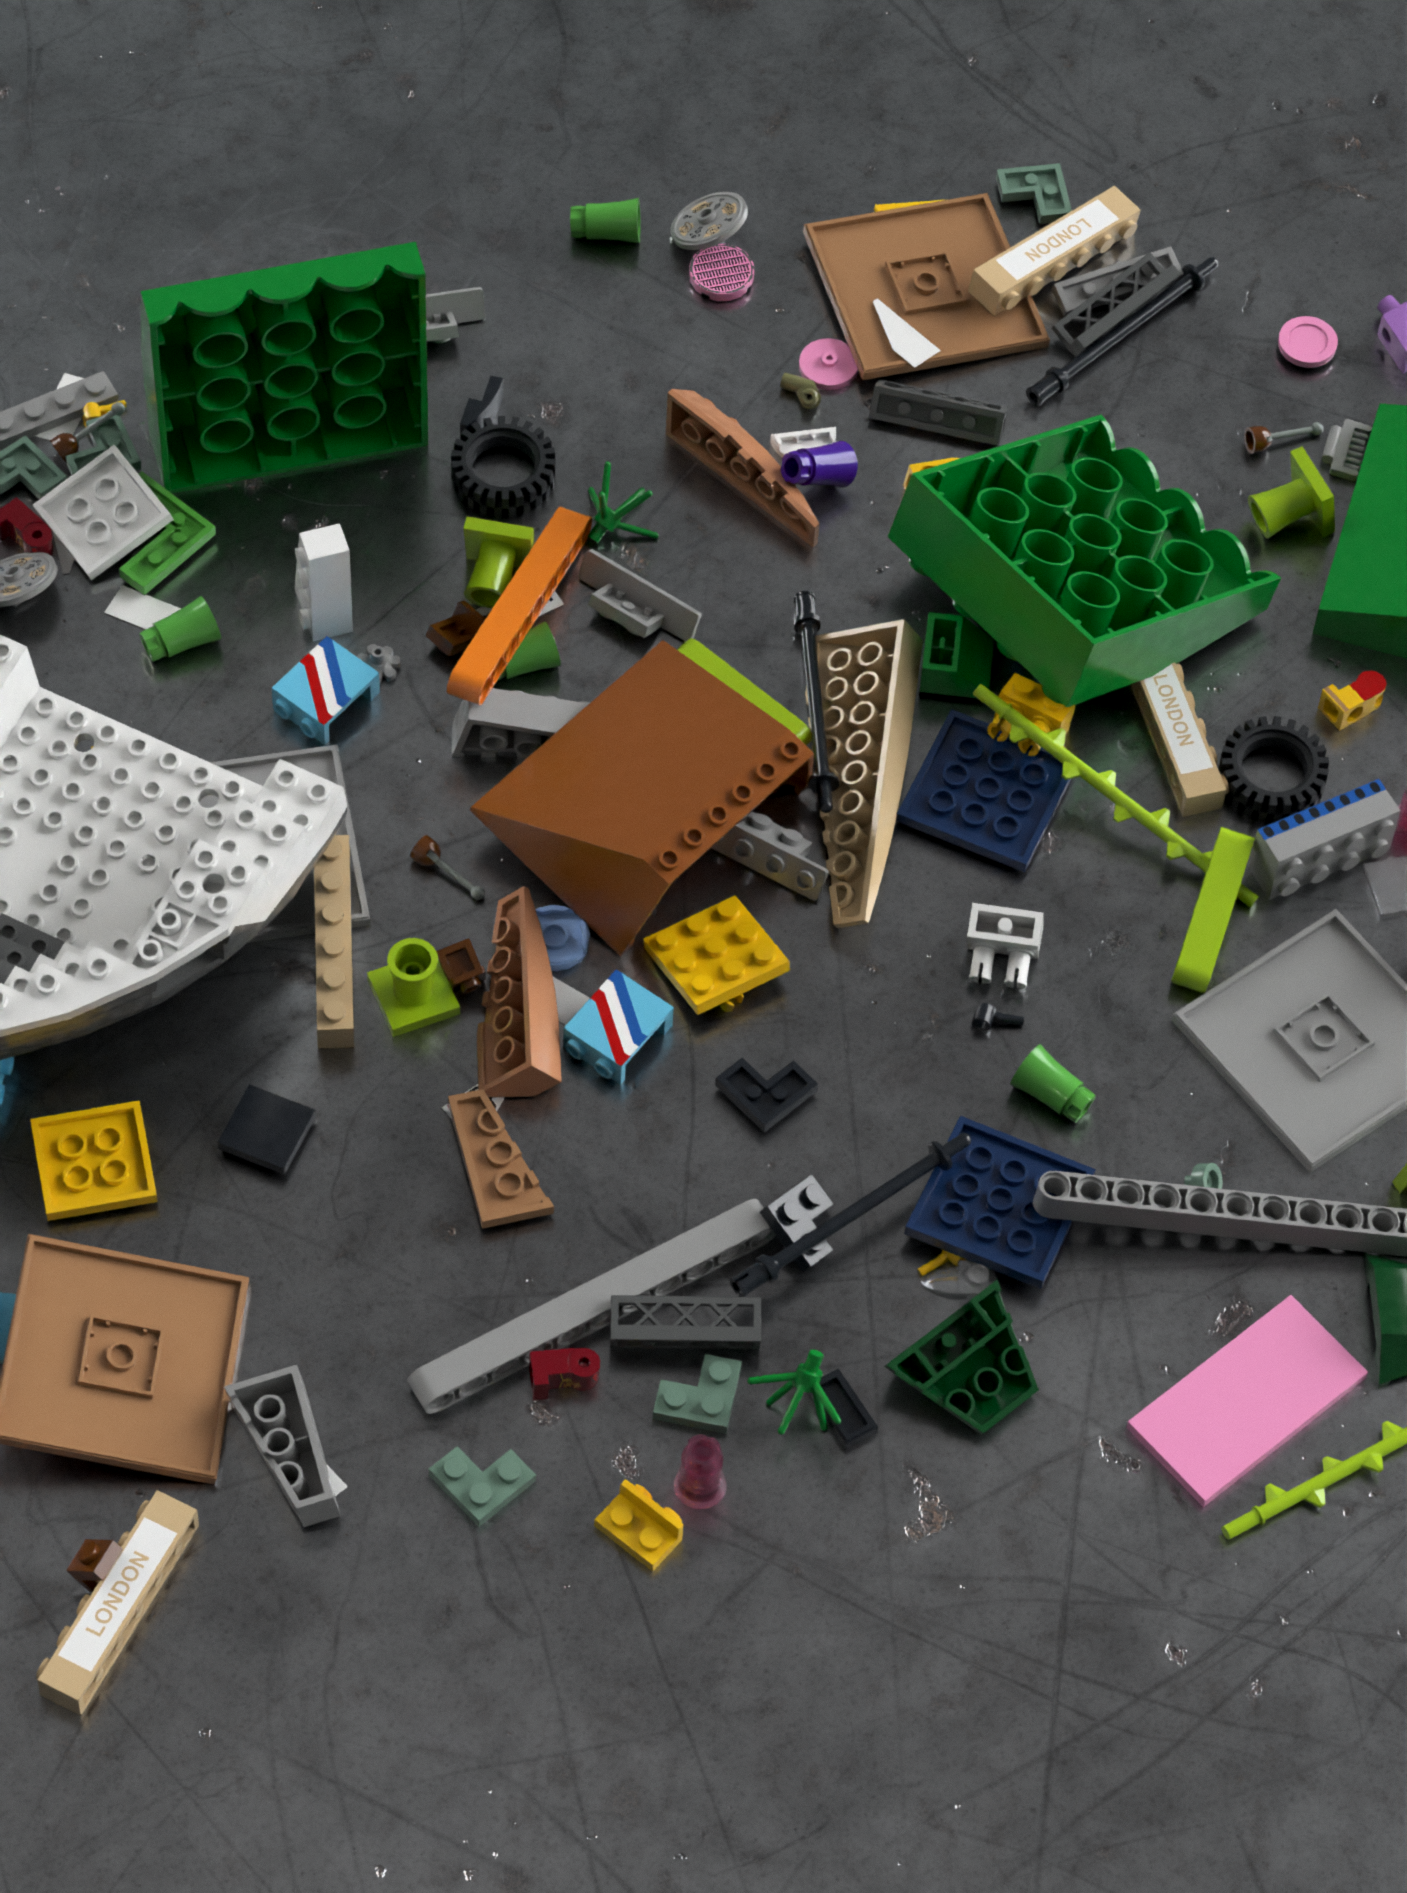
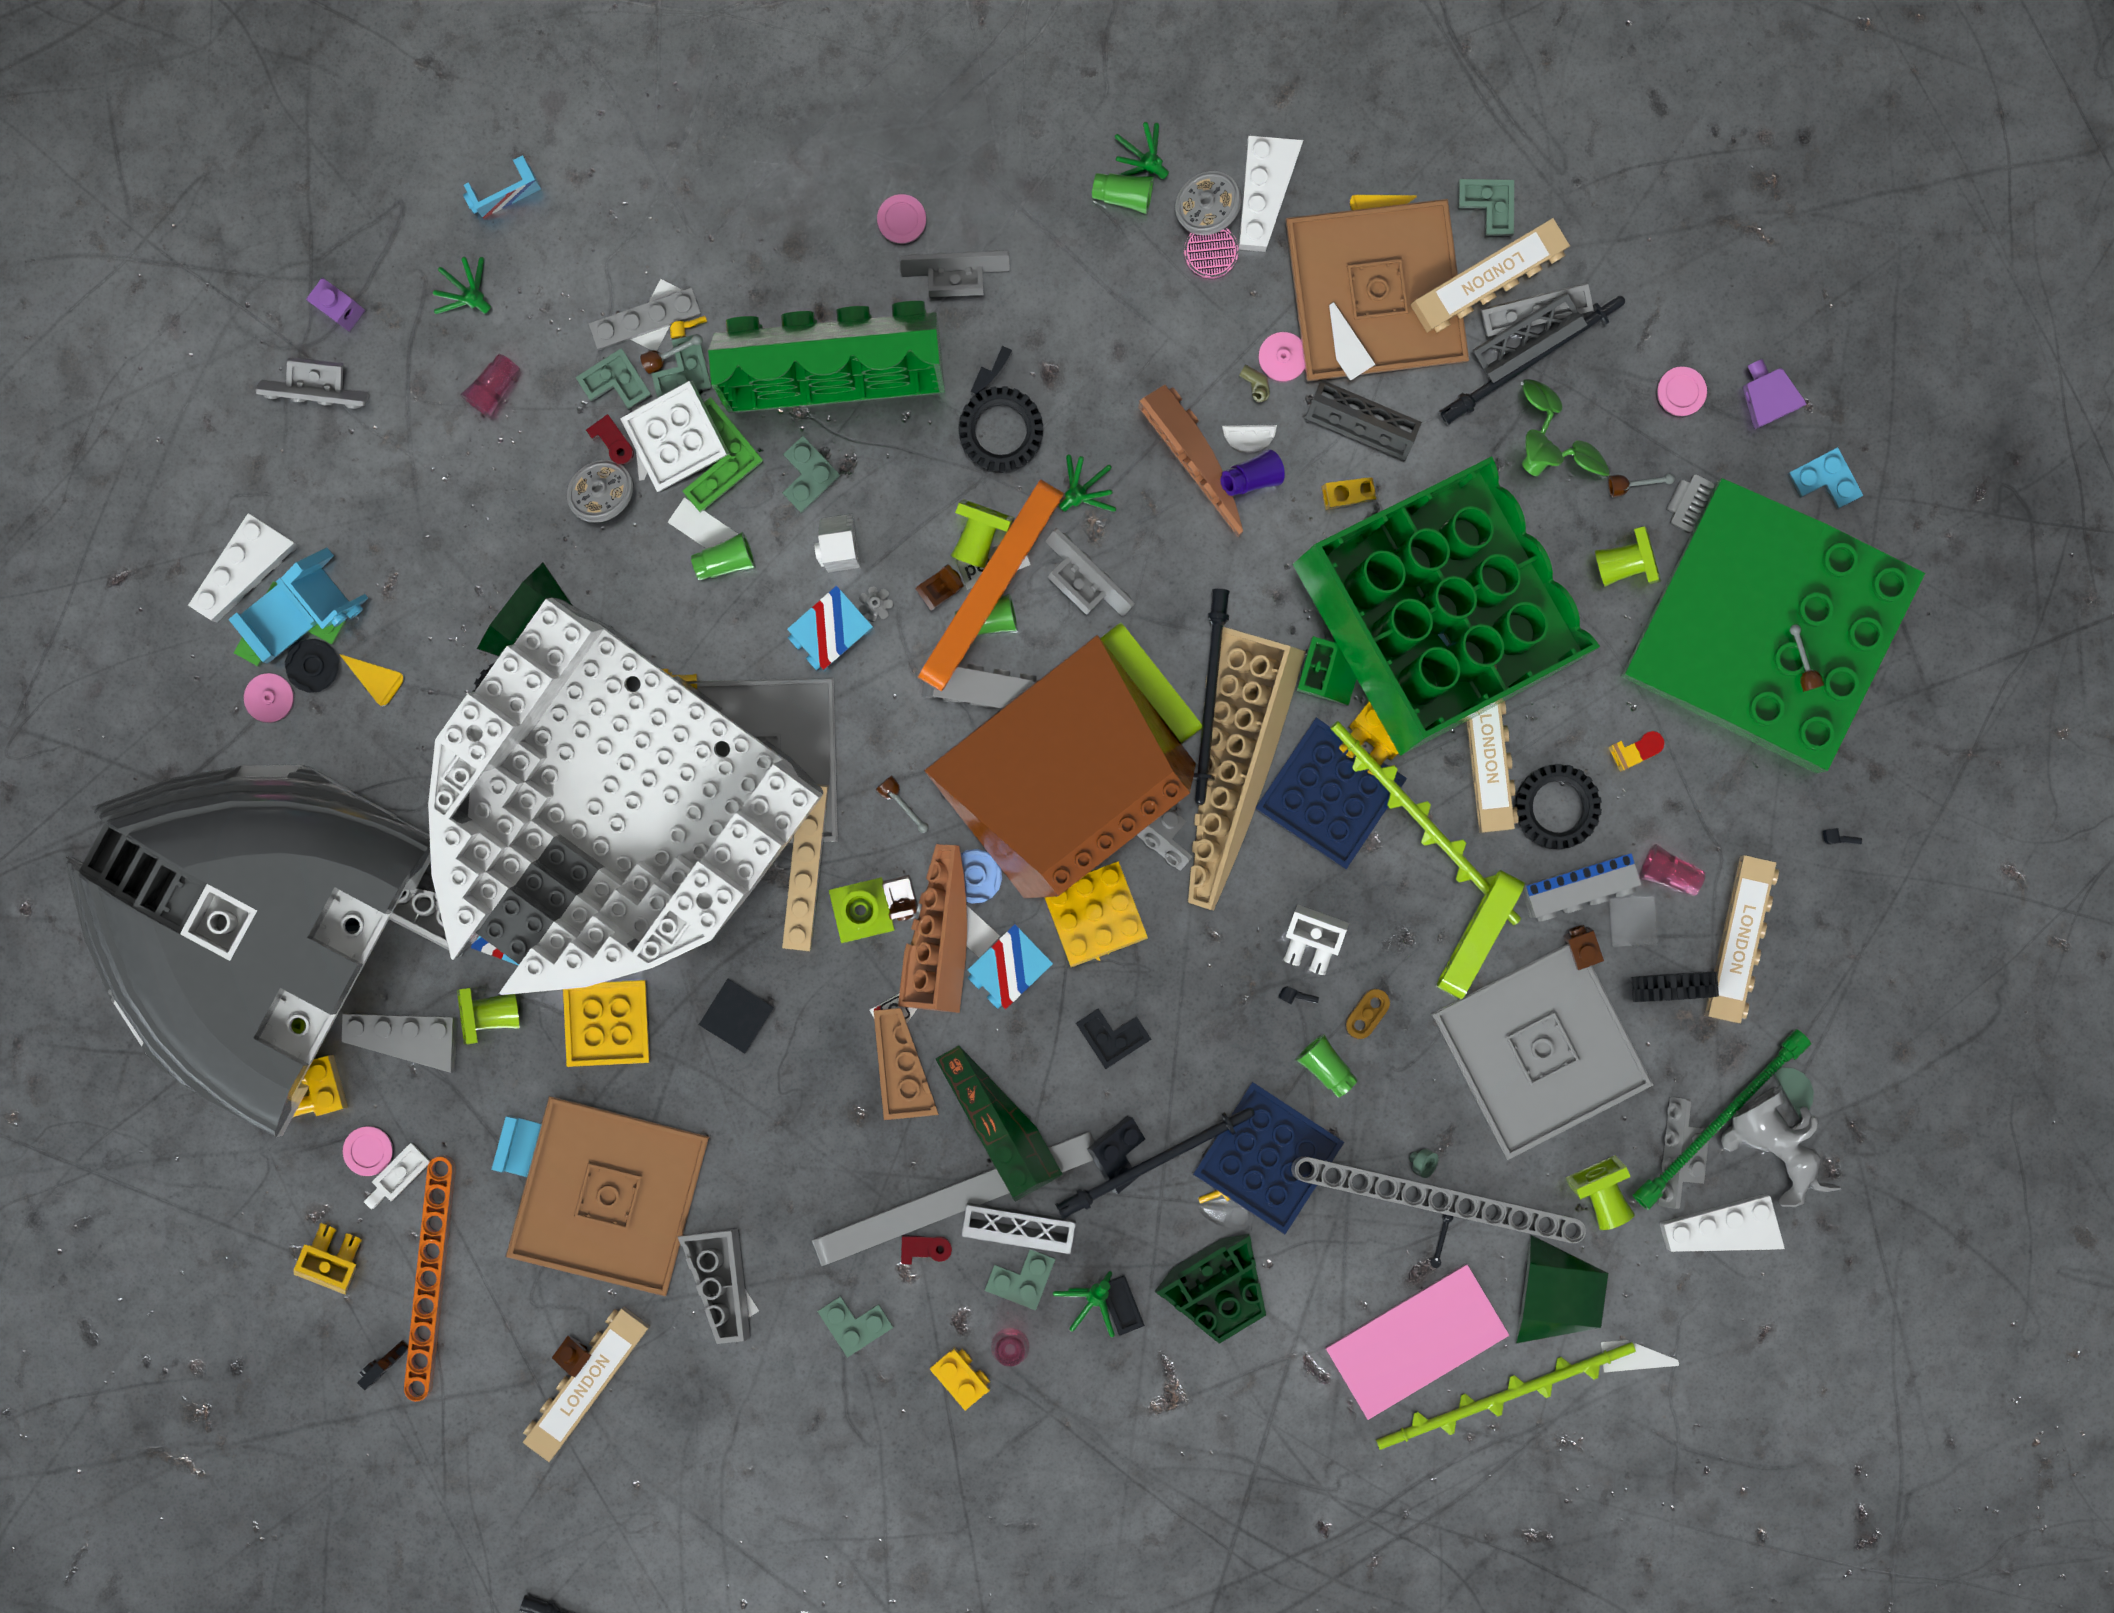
camera: 10 degrees right, 30 degrees up
(278, 542) = (815, 475): none -> sand green plate
(634, 188) = (1149, 161): none -> green plant
(647, 1212) = (1001, 1126): none -> dark green wedge
(772, 194) = (1265, 183): none -> white wedge
(1090, 1026) = (1368, 1014): none -> pearl gold plate
(1158, 415) = (1542, 451): none -> bright green plant
(1248, 1301) = (1435, 1261): none -> black hinge
(1346, 911) = (1583, 947): none -> reddish brown bracket

